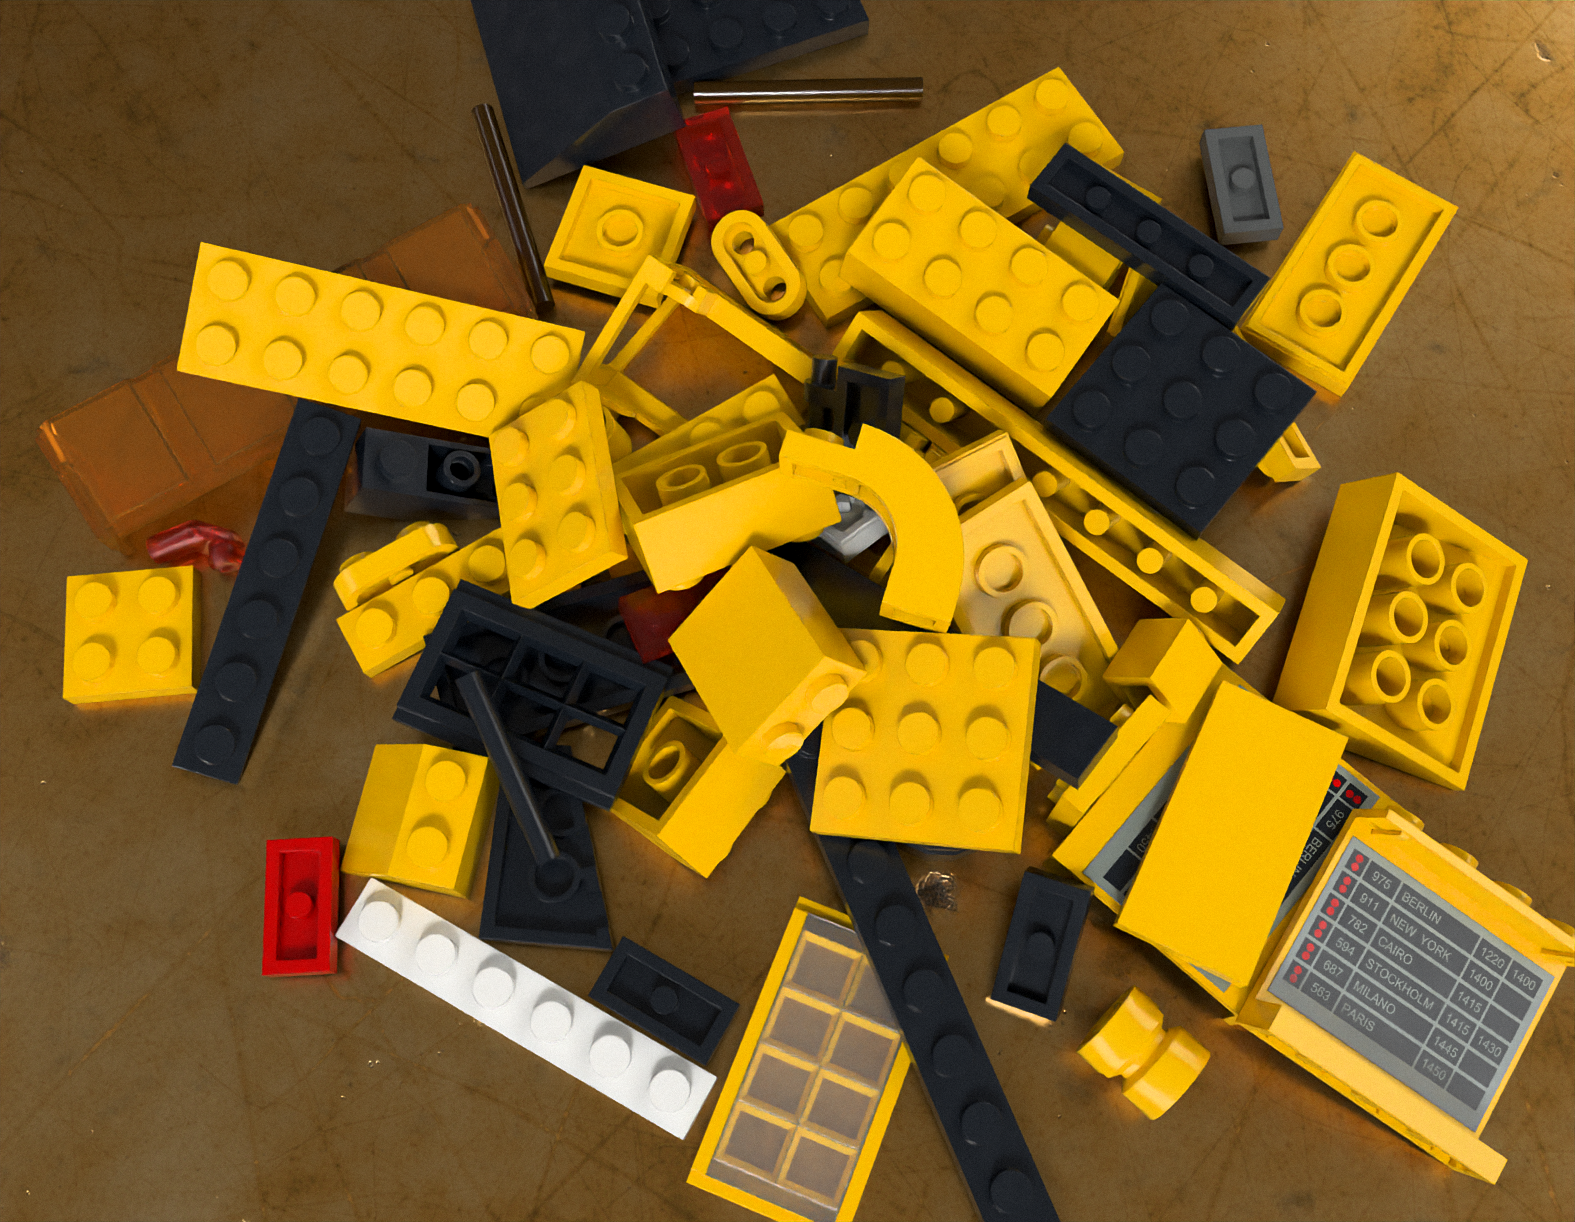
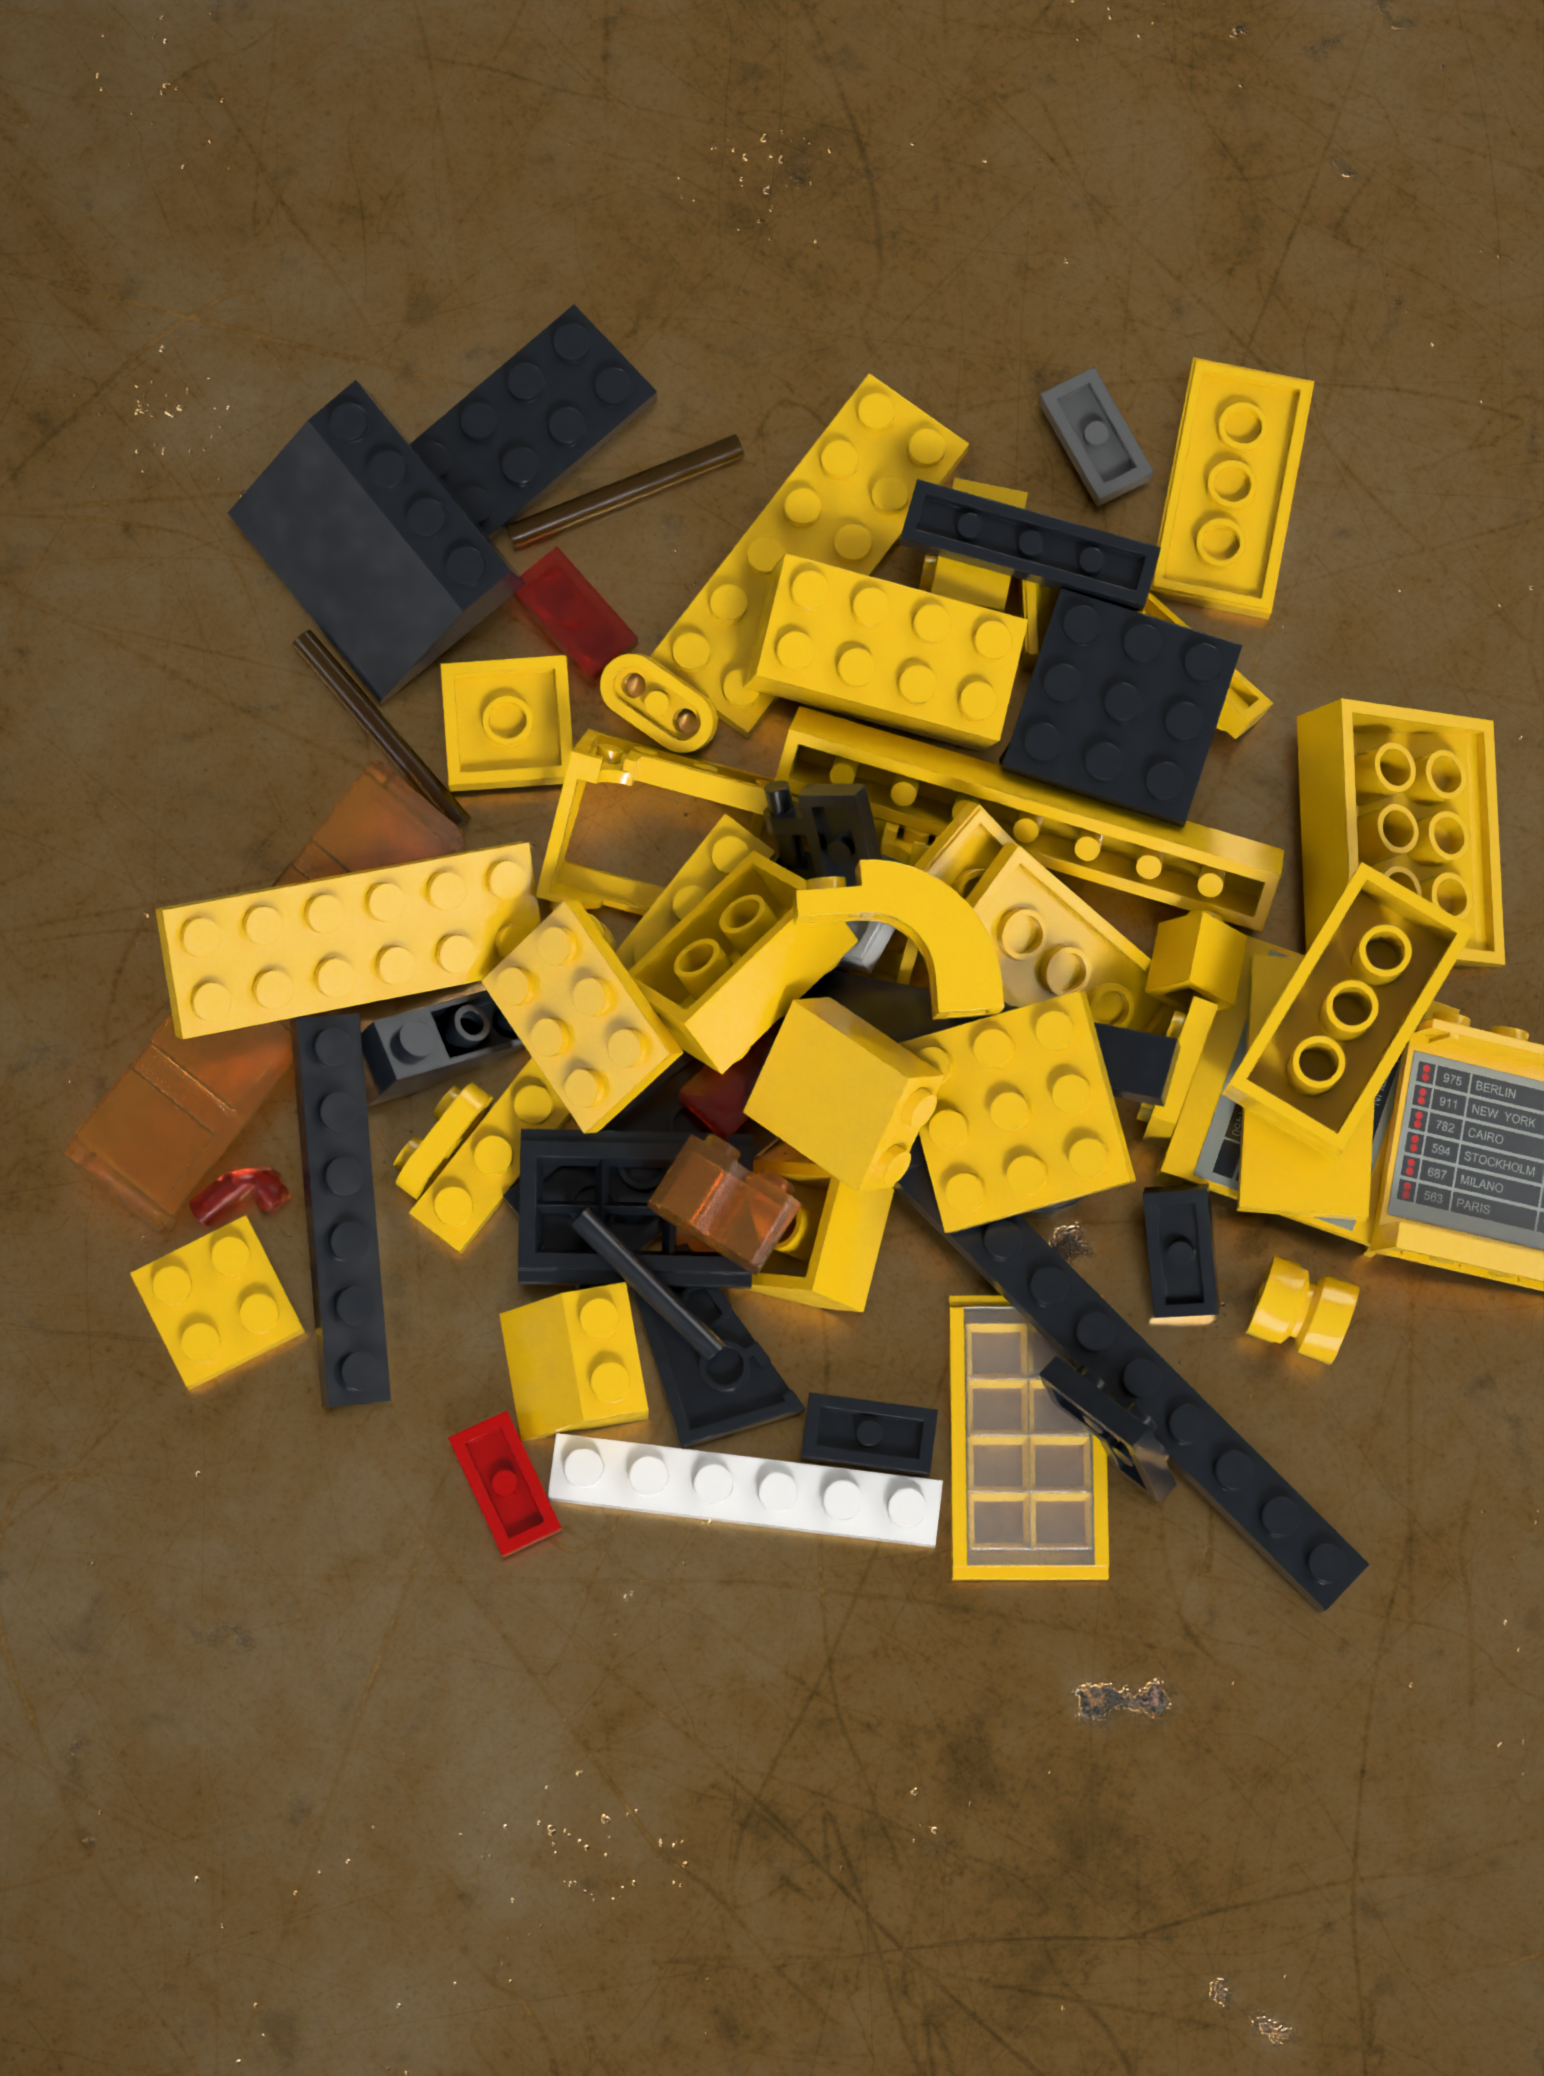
camera: 30 degrees left, 5 degrees up
(612, 718) = (725, 1203): none -> clear orange brick
(911, 1105) = (1122, 1430): none -> black plate
(1306, 768) = (1348, 1011): none -> yellow brick

